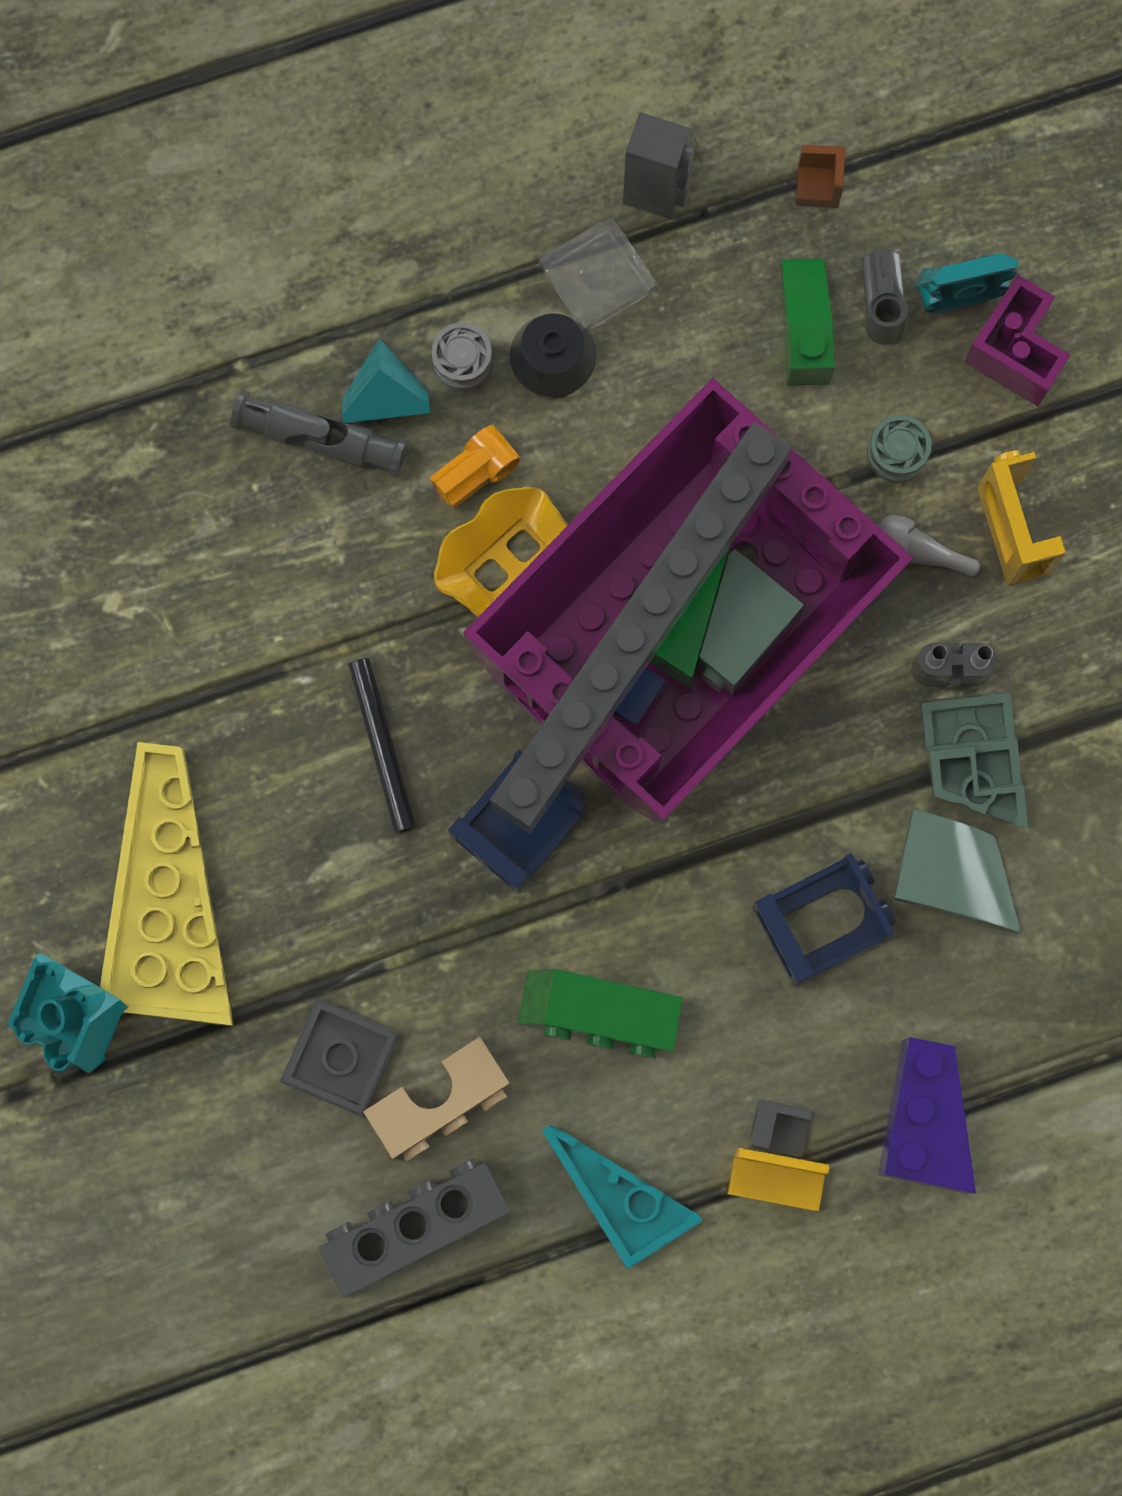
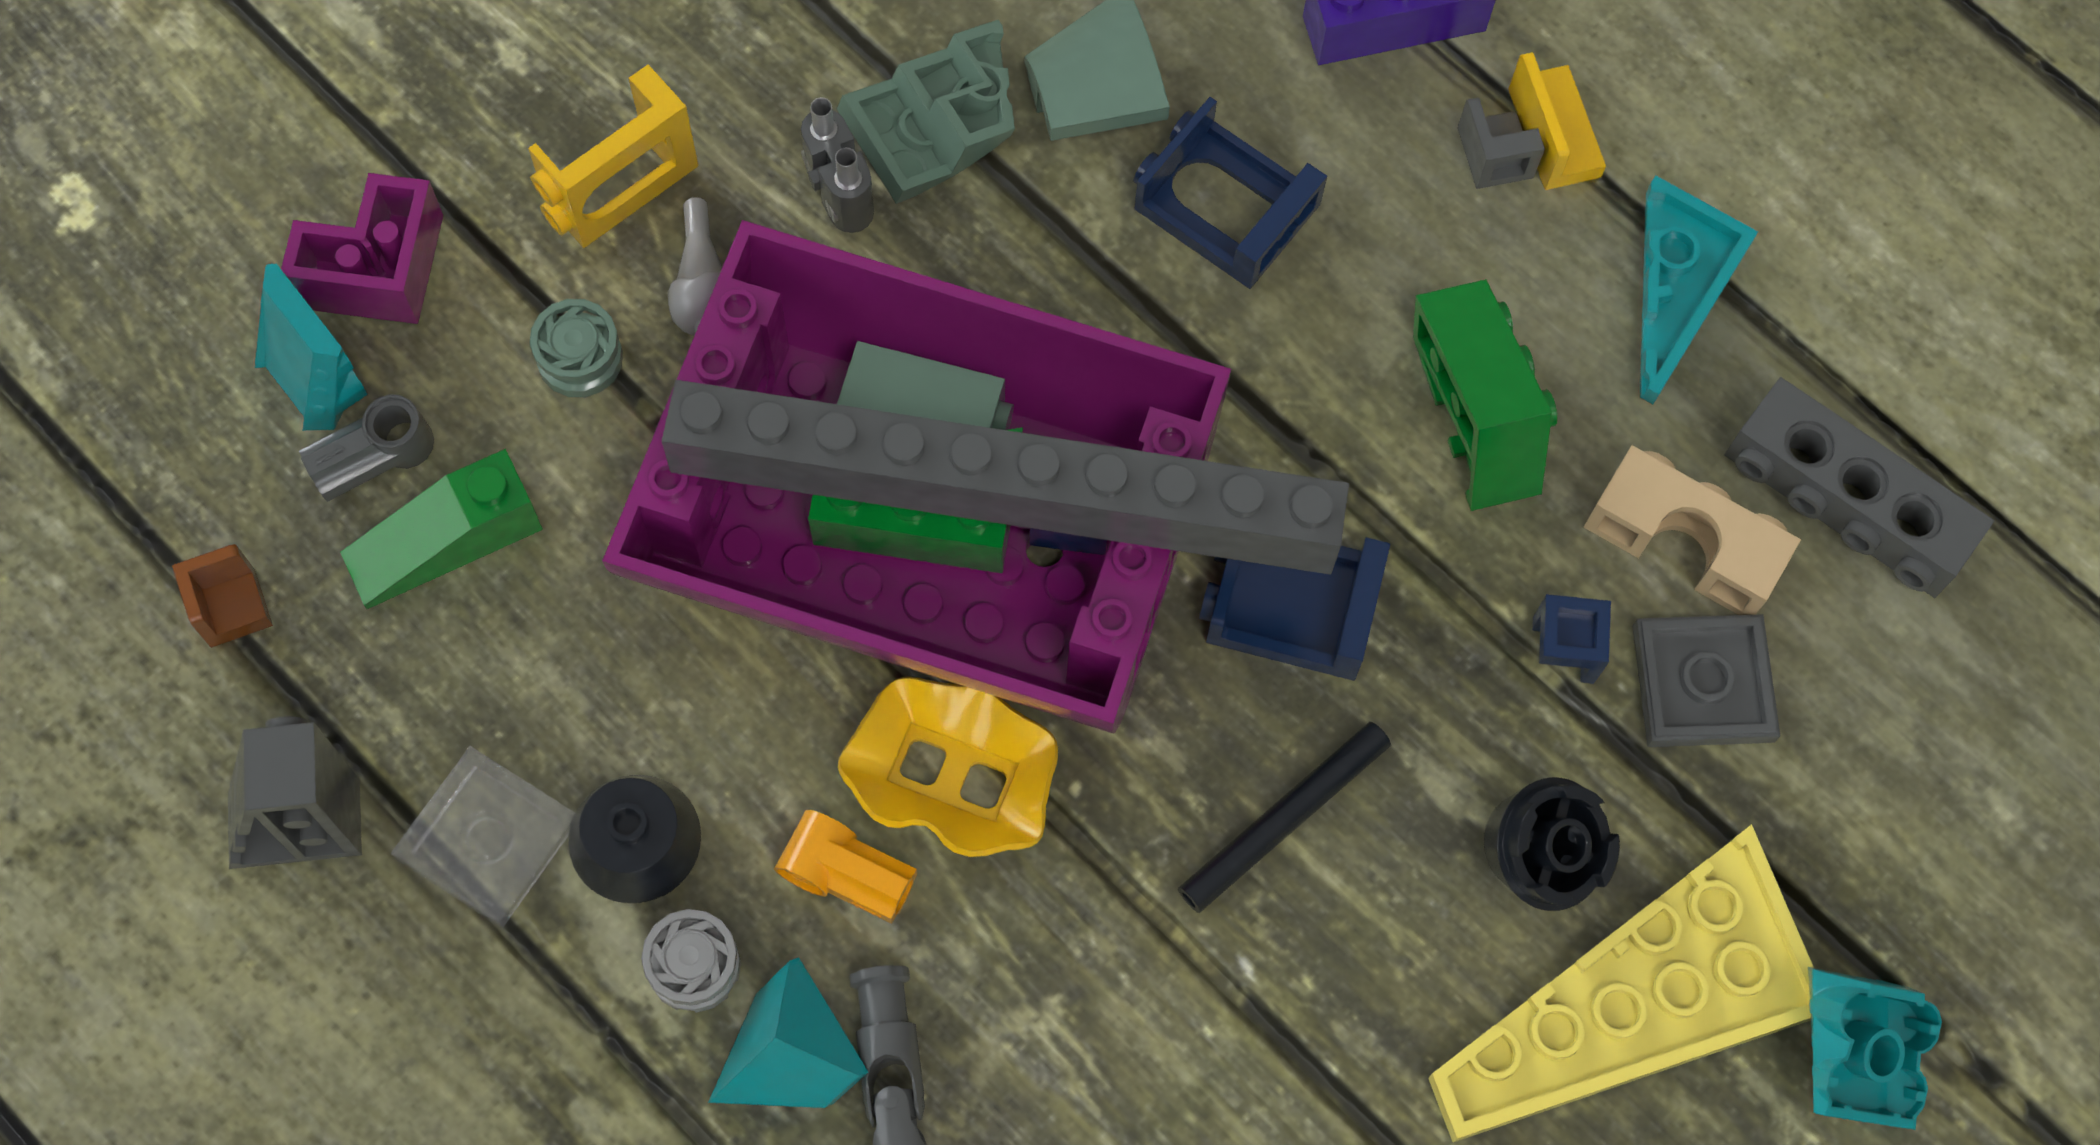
camera: 120 degrees left, 10 degrees down
(276, 886) = (1551, 844): none -> black cone
(403, 976) = (1574, 634): none -> dark blue panel

